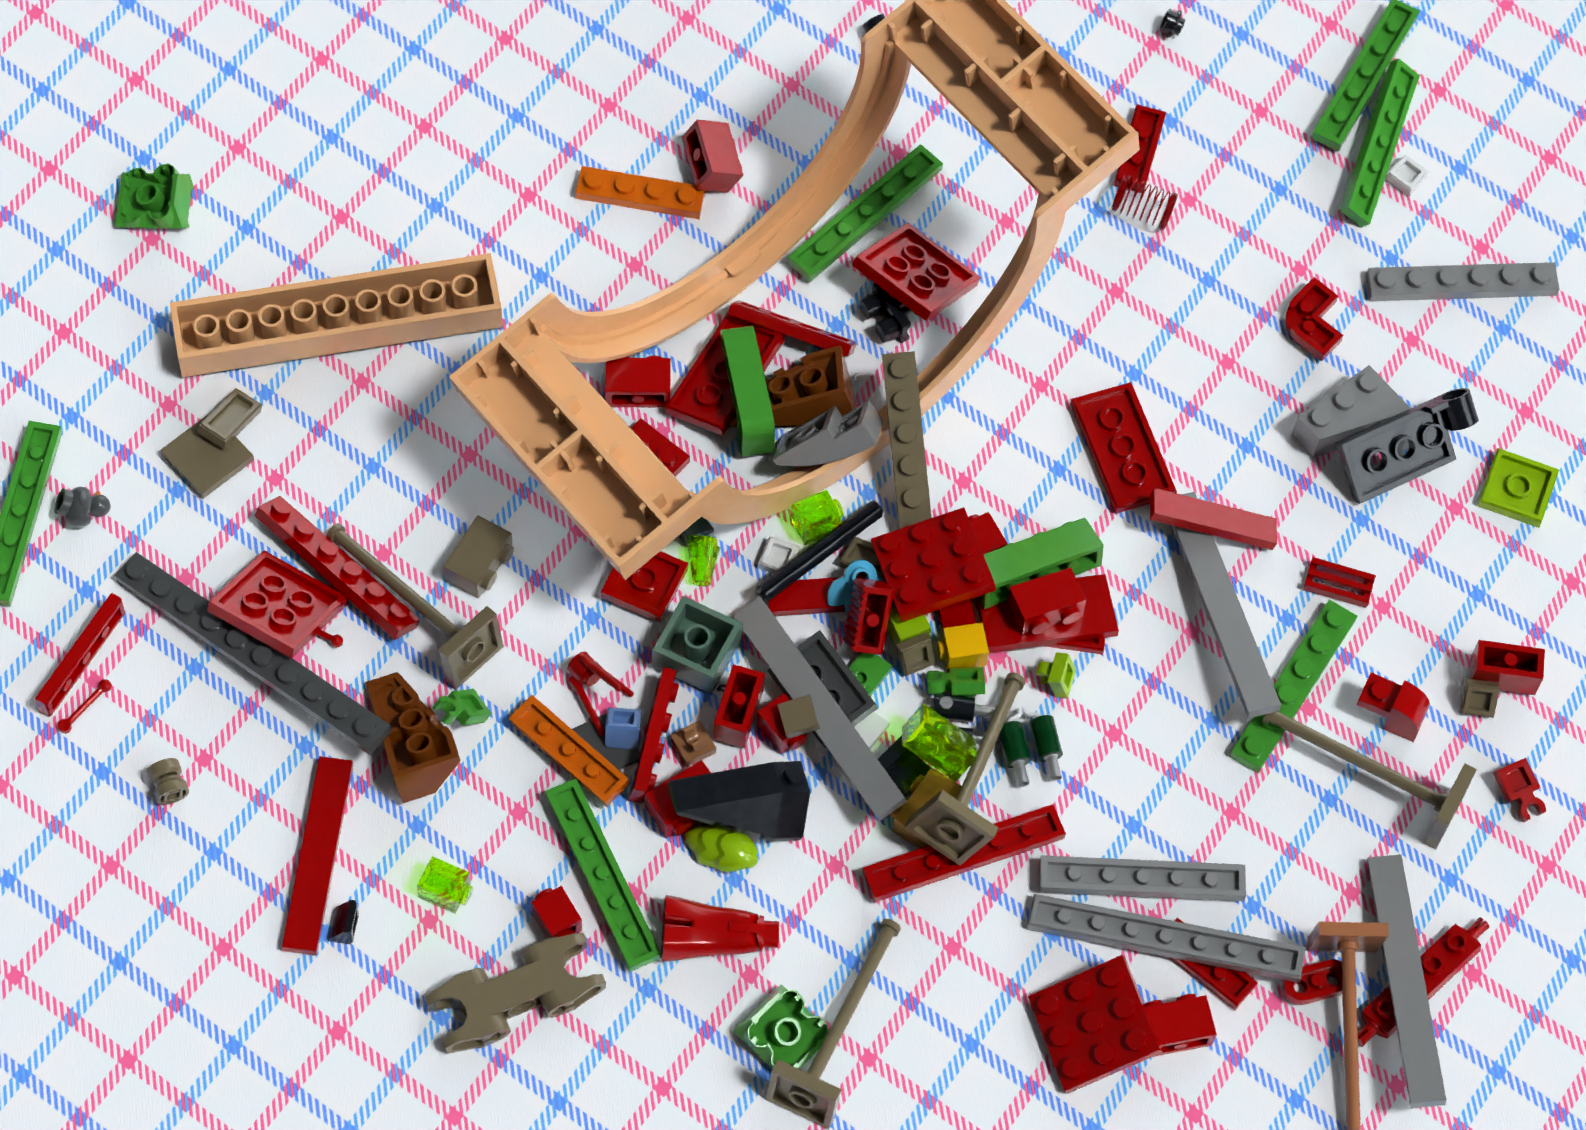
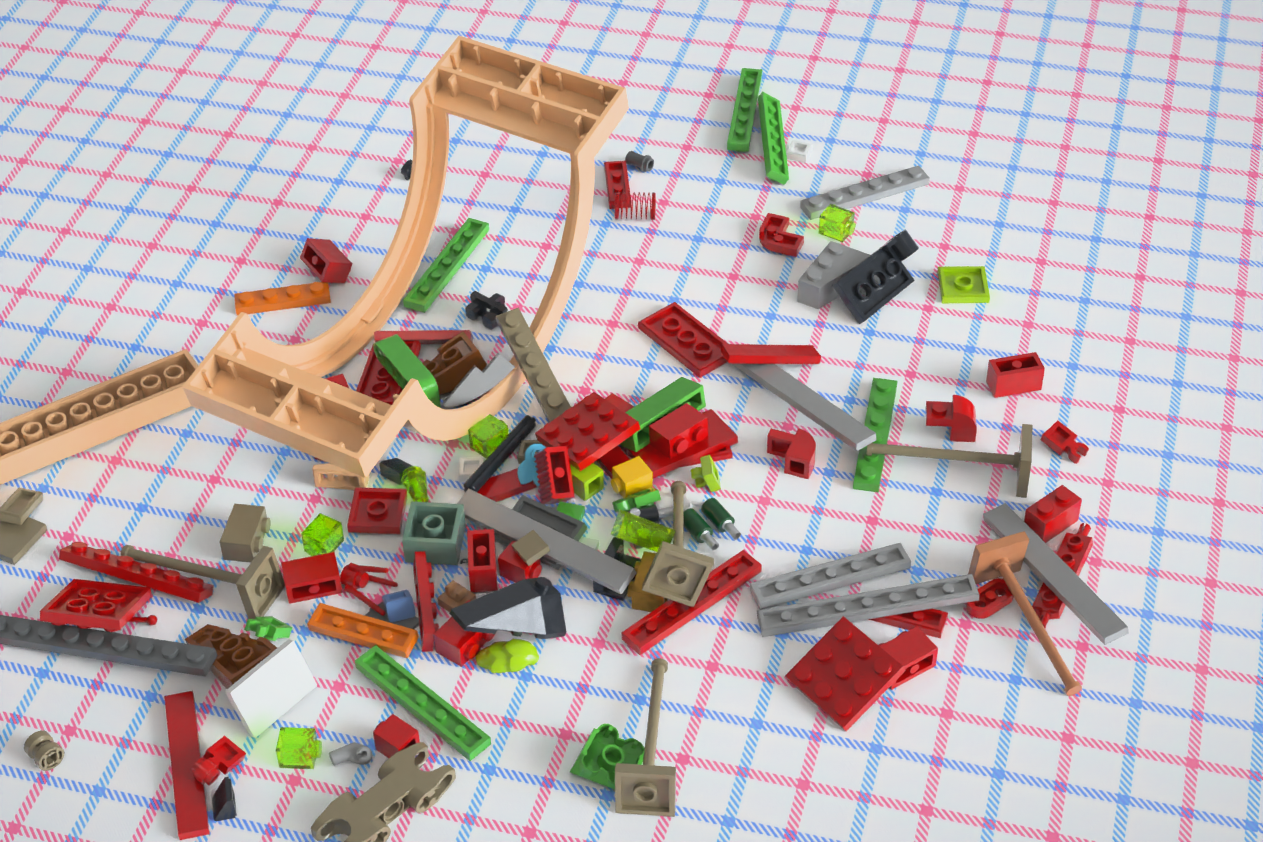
camera: 15 degrees left, 20 degrees down
(357, 865) = (219, 757): none -> red plate
(438, 798) = (271, 688): none -> white tile
(503, 911) = (352, 752): none -> light grey arm
(535, 651) = (311, 577): none -> red brick
(566, 597) = (322, 535): none -> clear neon green brick
(707, 930) = (513, 713): red piece -> none
(915, 654) = (598, 493): dark tan tile -> none
(916, 271) = (497, 279): red plate -> none
(1185, 679) = (797, 450): none -> red brick
(1186, 121) = (643, 162): none -> dark grey pin
(1340, 577) = (878, 367): red tile -> none
(1397, 326) = (836, 223): none -> clear neon green brick
(1448, 894) = (1053, 513): none -> red brick
(1479, 698) = (1006, 399): dark tan tile -> none

